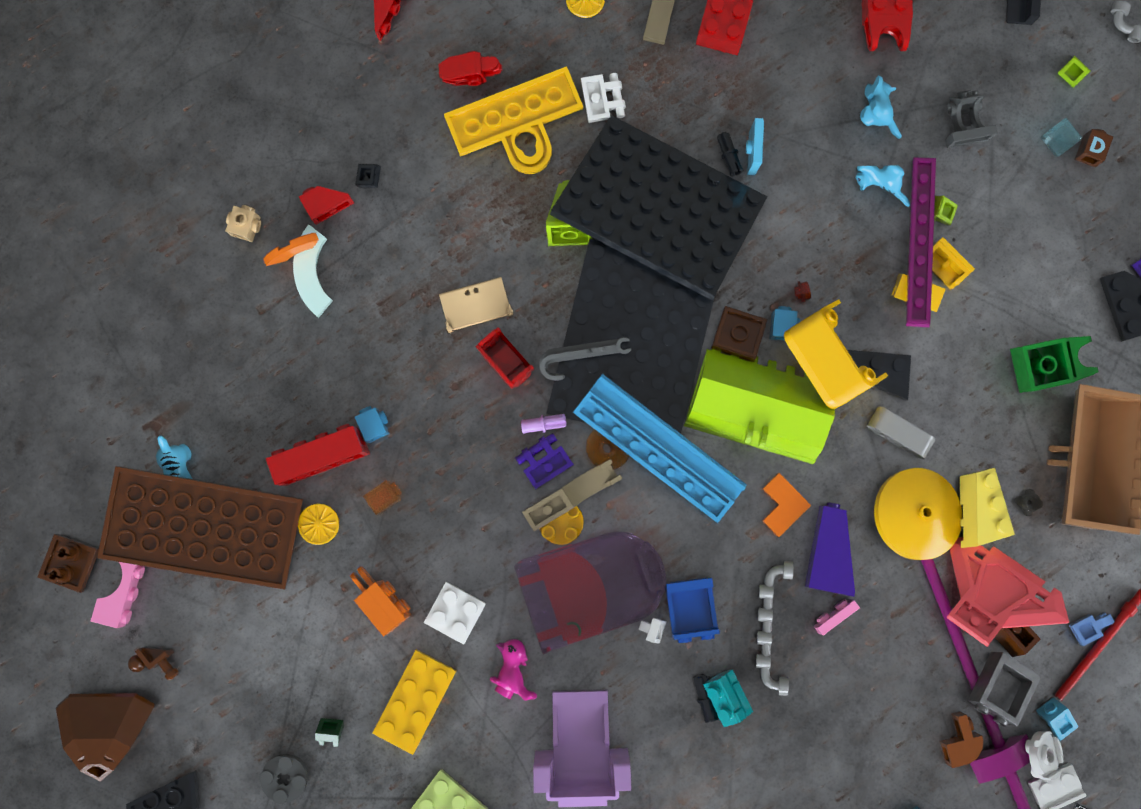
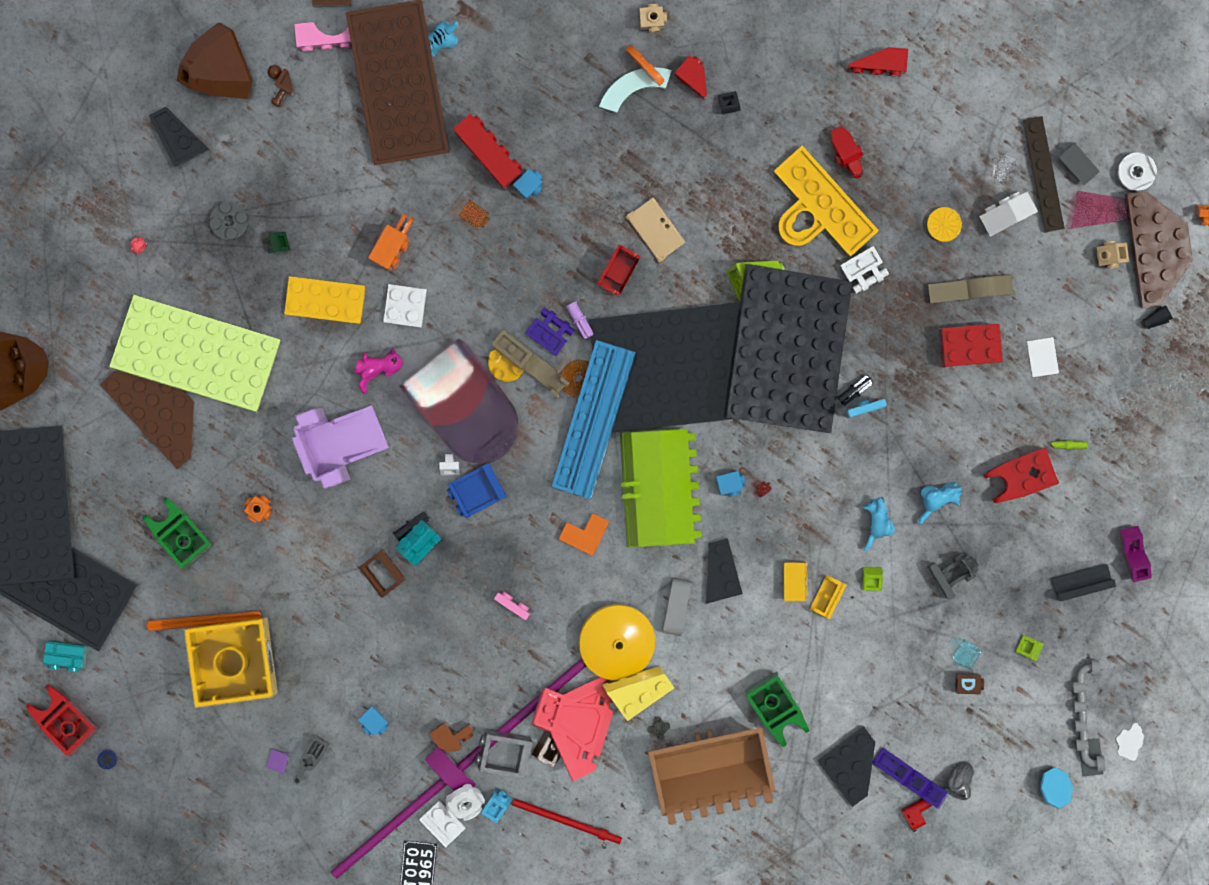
camera: 65 degrees right, 5 degrees up
(318, 524) = (434, 171): yellow wheel -> none
(578, 352) = (646, 328): dark grey piece -> none
(739, 333) = (709, 450): reddish brown plate -> none
(745, 739) = (391, 567): none -> reddish brown tile
(765, 636) = (492, 550): light grey bar -> none
(827, 359) = (709, 523): yellow windscreen -> none
(830, 555) = (556, 585): dark purple slope -> none
(921, 242) = (836, 568): magenta tile -> none
(1088, 629) = (575, 806): medium blue plate -> none

